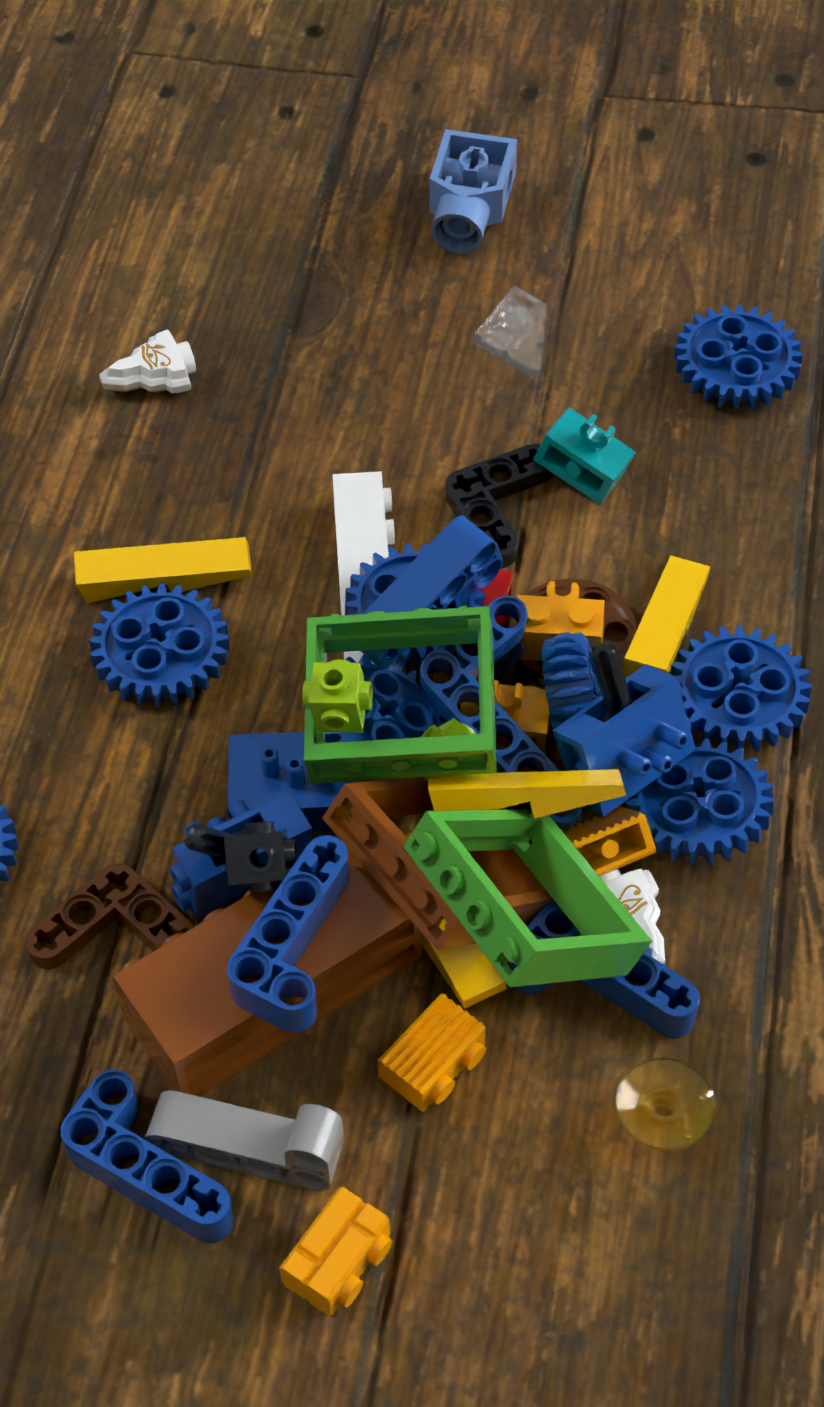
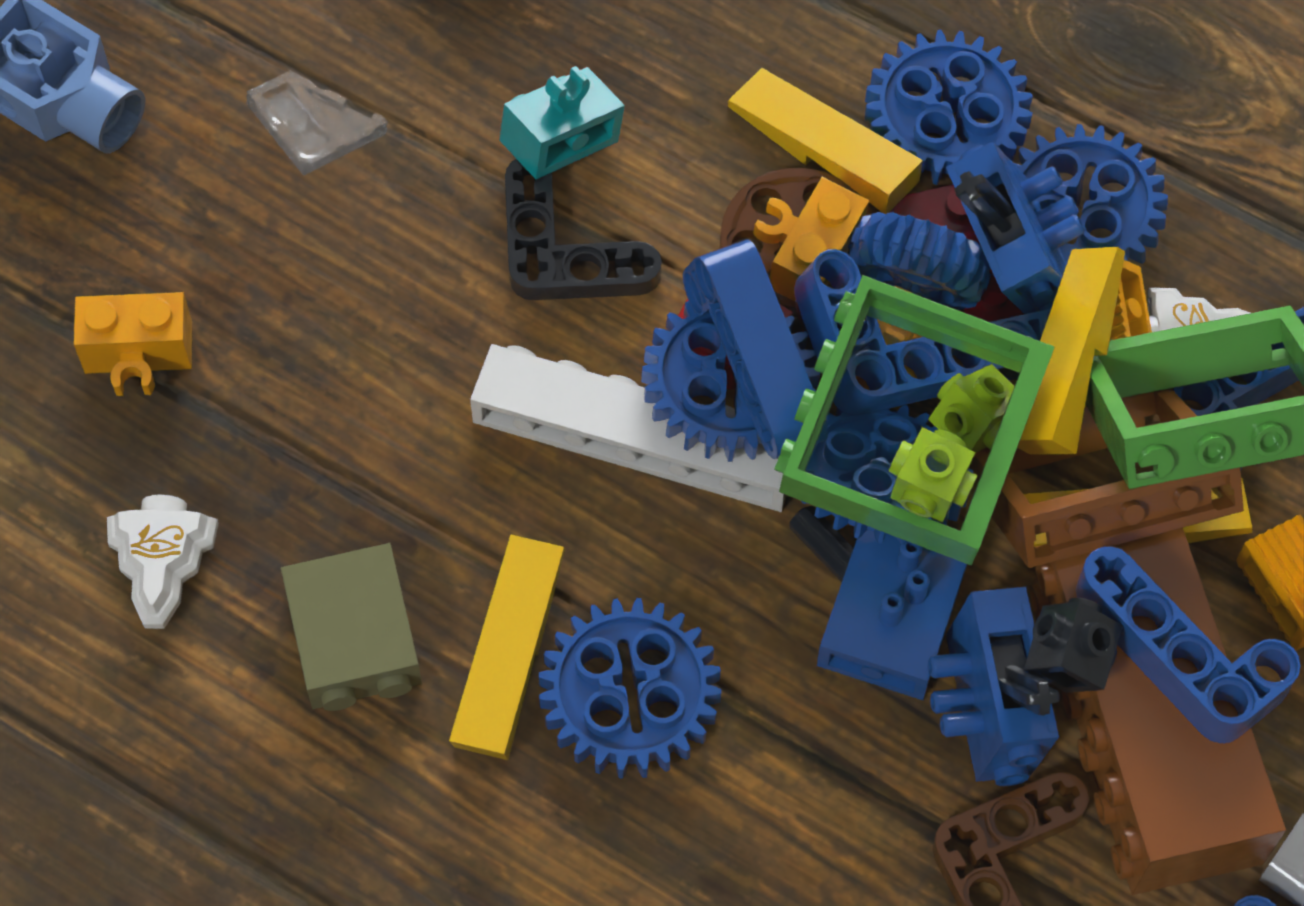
camera: 70 degrees left, 10 degrees up
(141, 478) = (351, 627): none -> olive brick
(301, 295) = (133, 336): none -> light orange brick

